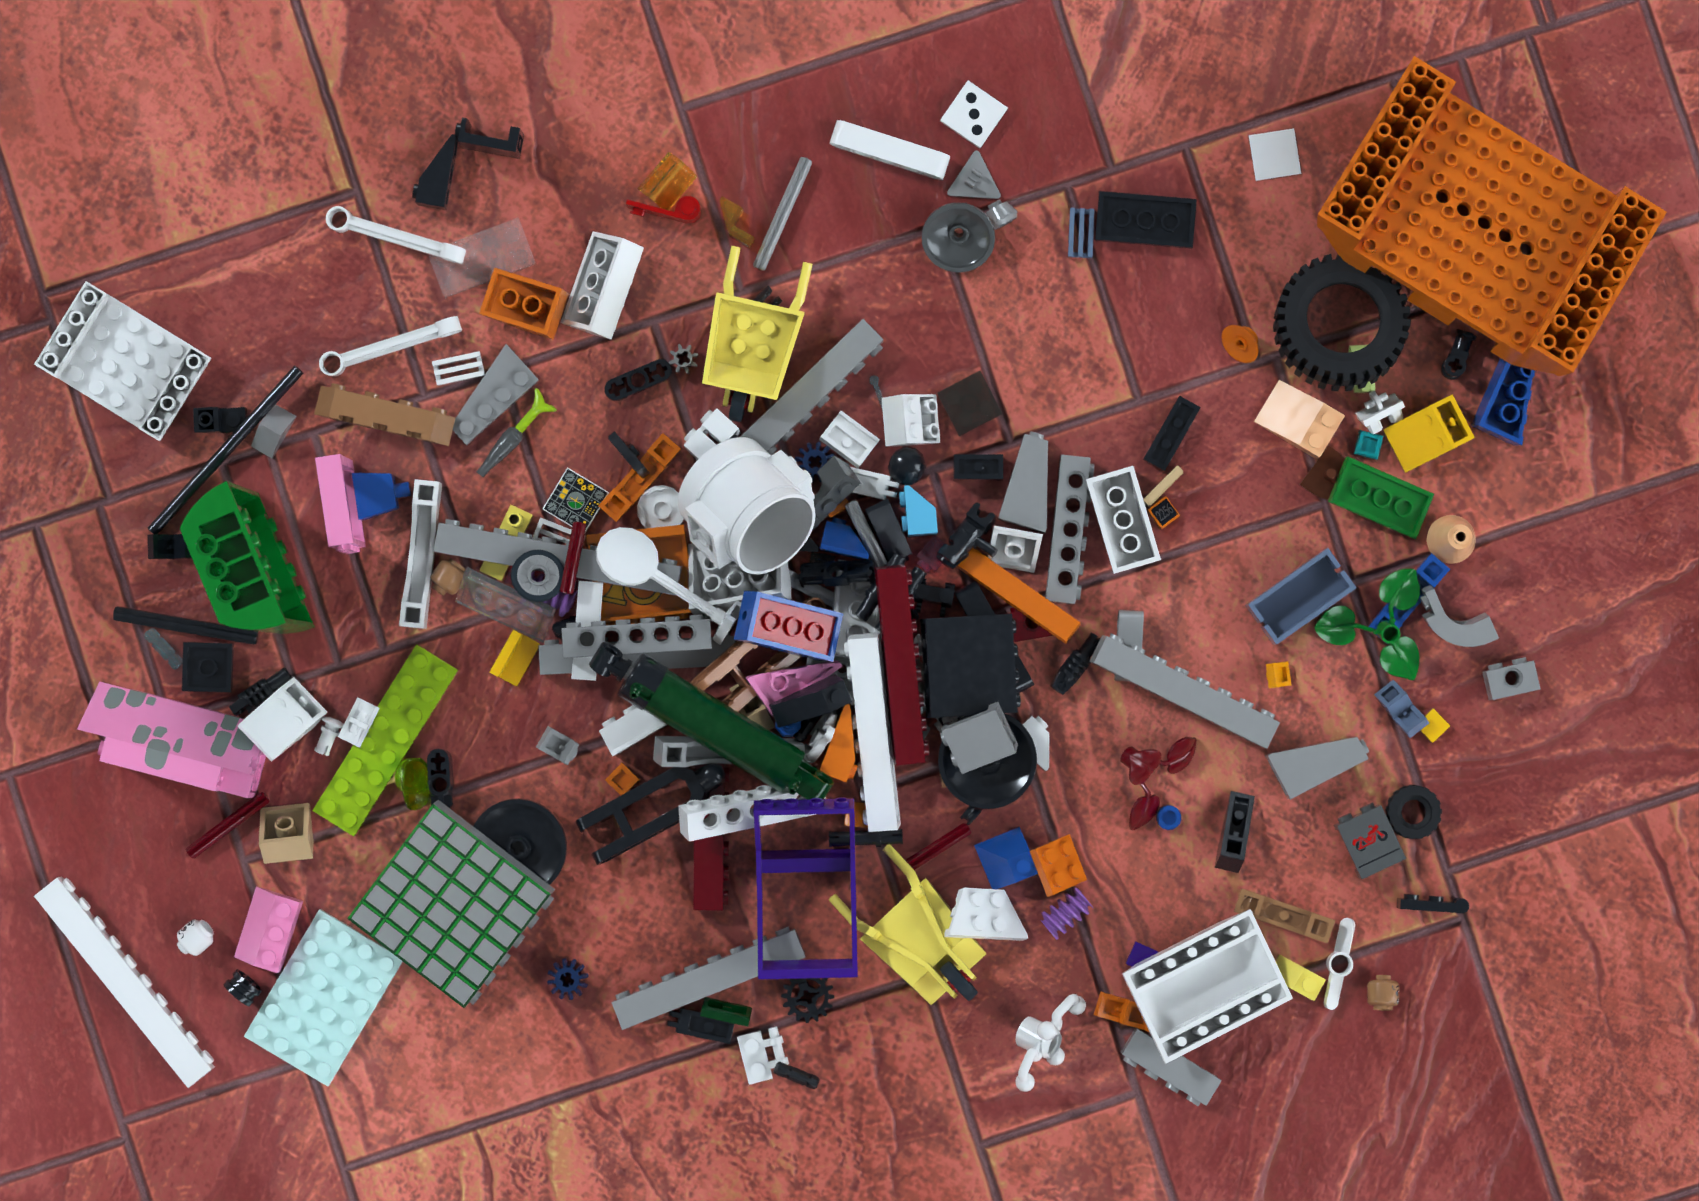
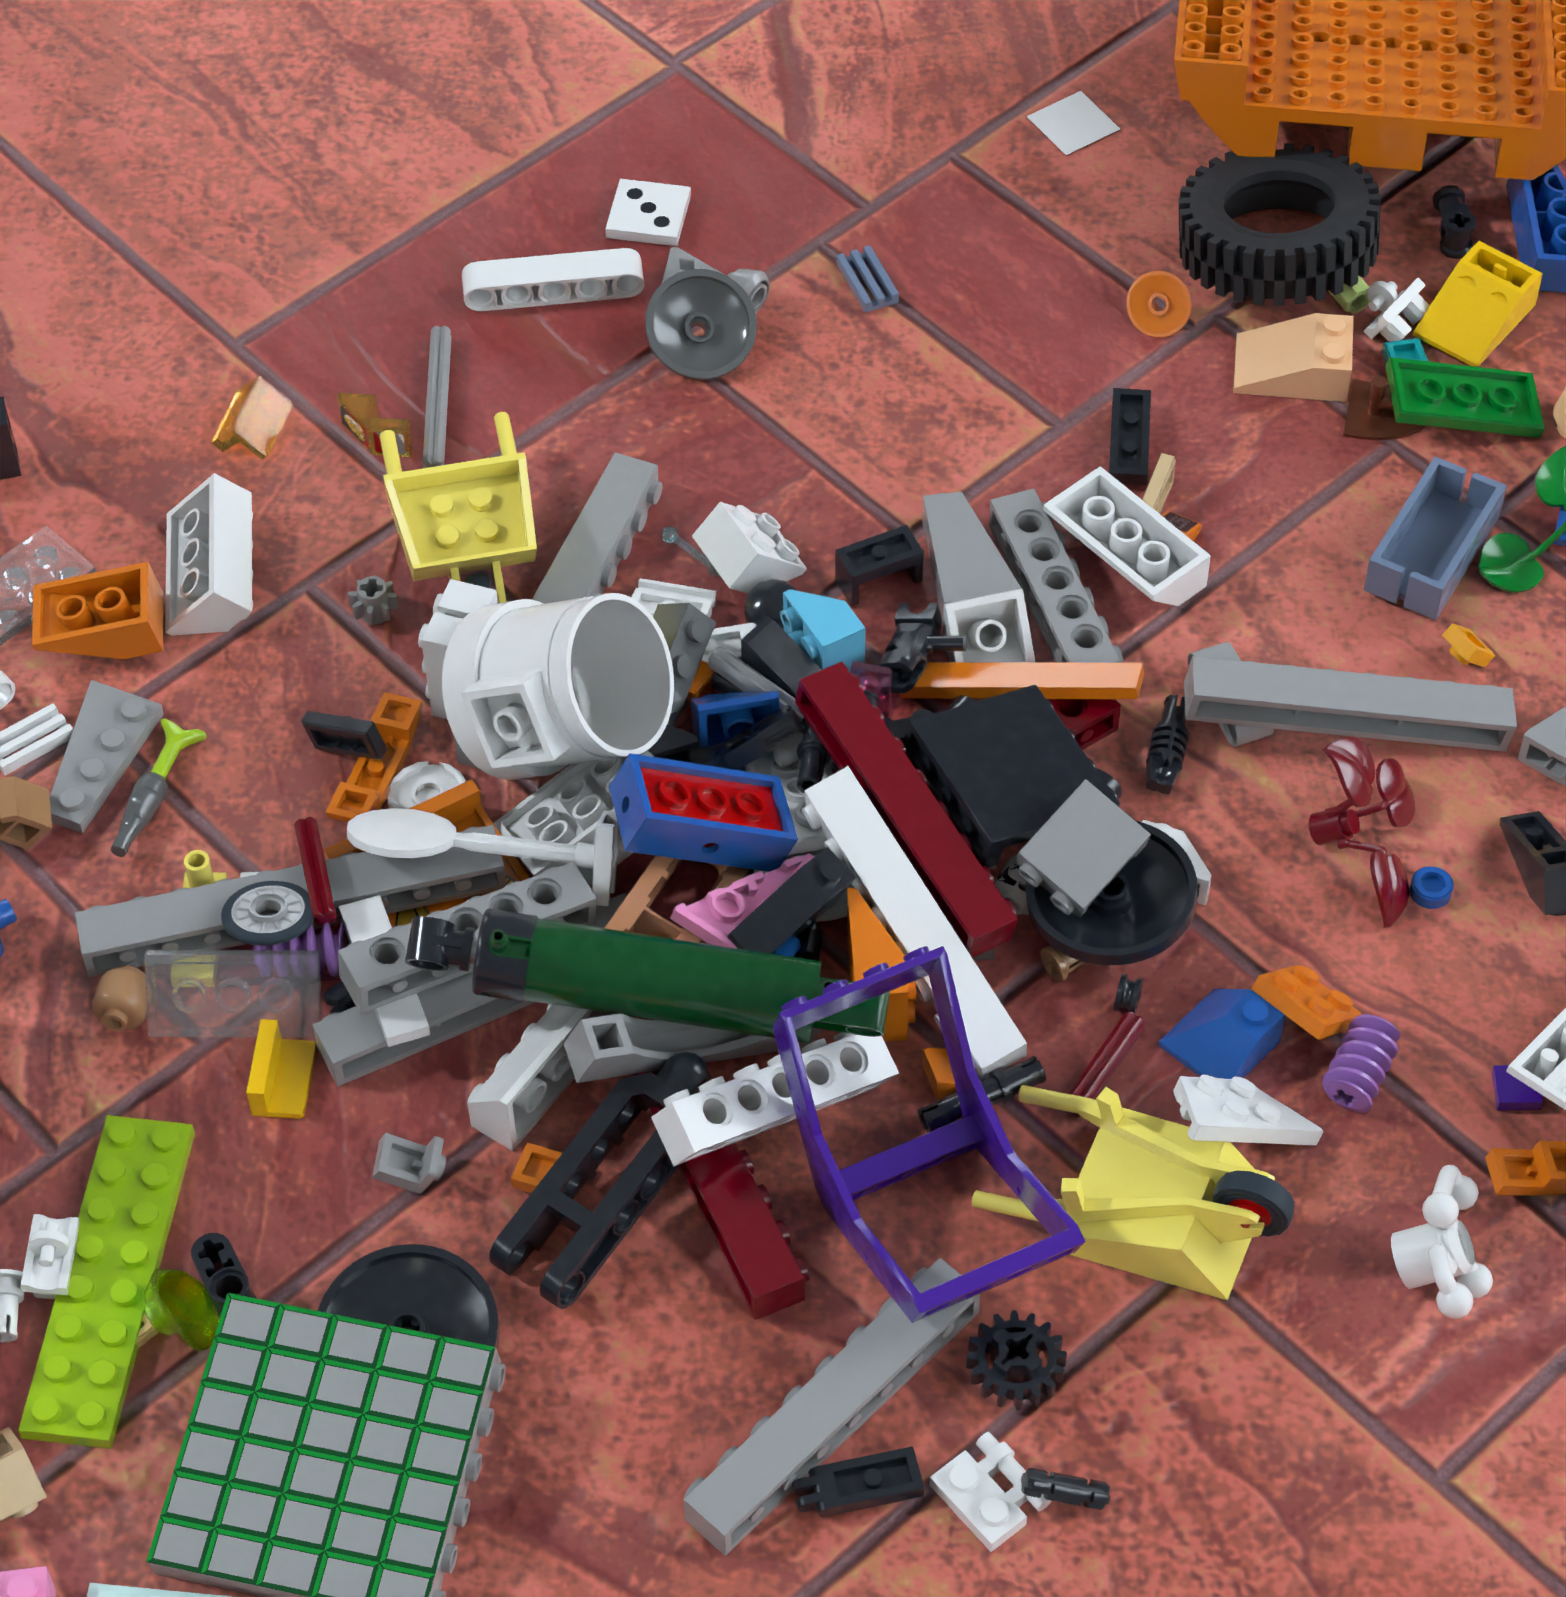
camera: 20 degrees left, 35 degrees down
(421, 555) = (64, 983): white arch -> none
(559, 981) = (593, 1522): dark blue gear -> none
(575, 499) = (271, 833): tile -> none
(652, 367) = (311, 670): black beam -> none
(686, 210) = (289, 443): red door -> none
(726, 1011) = (891, 1440): dark green tile -> none
(821, 736) = (835, 948): white tile -> none
(969, 403) = (823, 509): clear smoke plate -> none
(1145, 219) = (946, 232): black plate -> none

